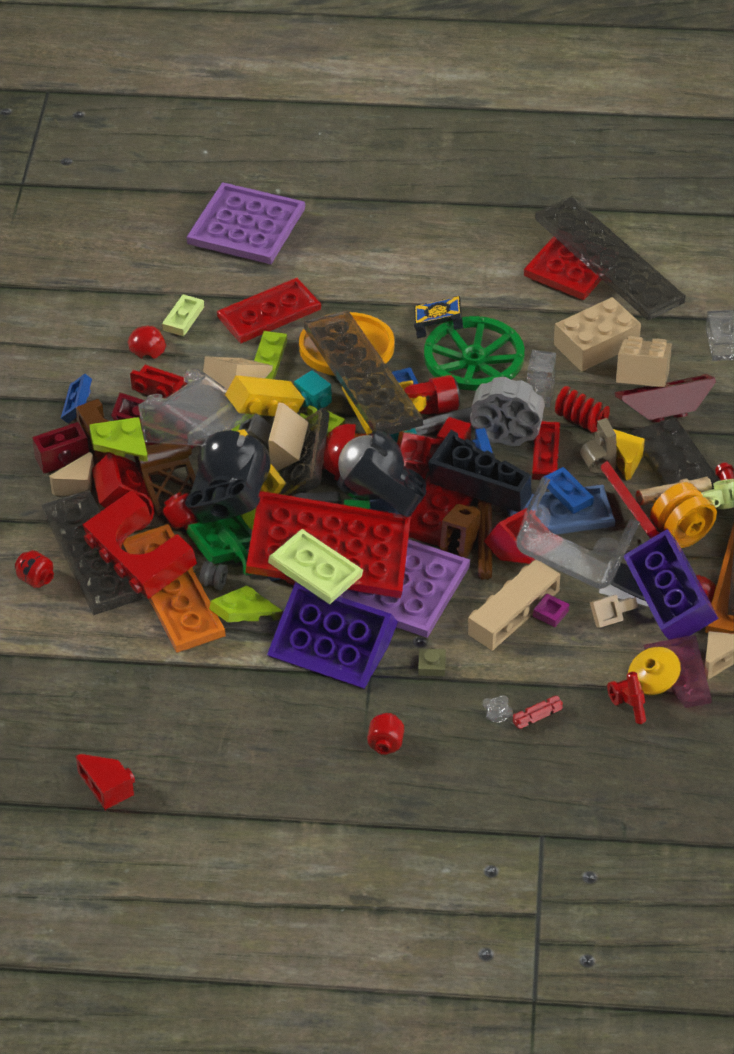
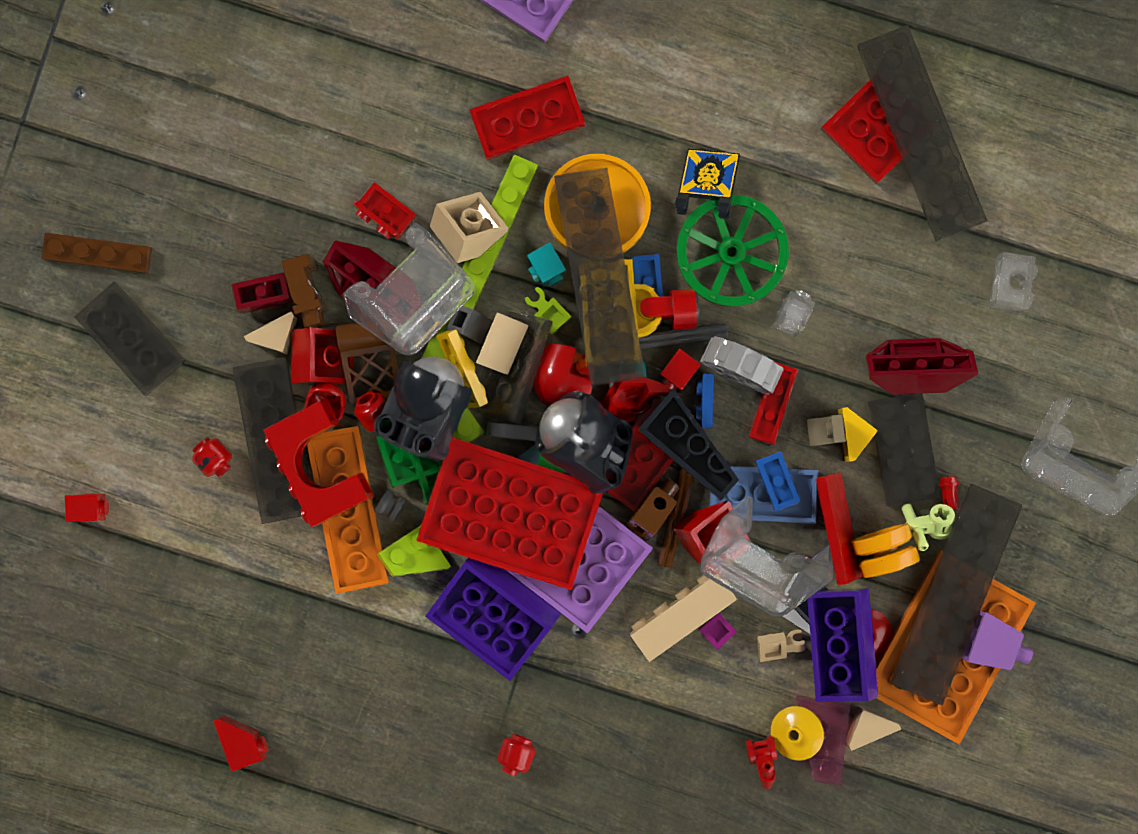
camera: 15 degrees right, 40 degrees up
(76, 396) = (293, 214): blue plate -> none
(119, 438) = (320, 320): lime wing -> none
(146, 341) = (384, 141): red hair -> none
(183, 315) = (430, 108): yellowish green plate -> none
(262, 395) = (489, 279): yellow brick -> none
(315, 566) = (487, 553): yellowish green tile -> none
(432, 662) = (584, 665): olive plate -> none
(497, 714) = (627, 734): clear plate -> none
(537, 712) = (670, 753): axle -> none
(579, 409) = (824, 362): red piece -> none
(595, 333) = (874, 250): tan brick -> none
(644, 362) = (909, 324): tan brick -> none
(650, 495) = (896, 508): tan pin -> none

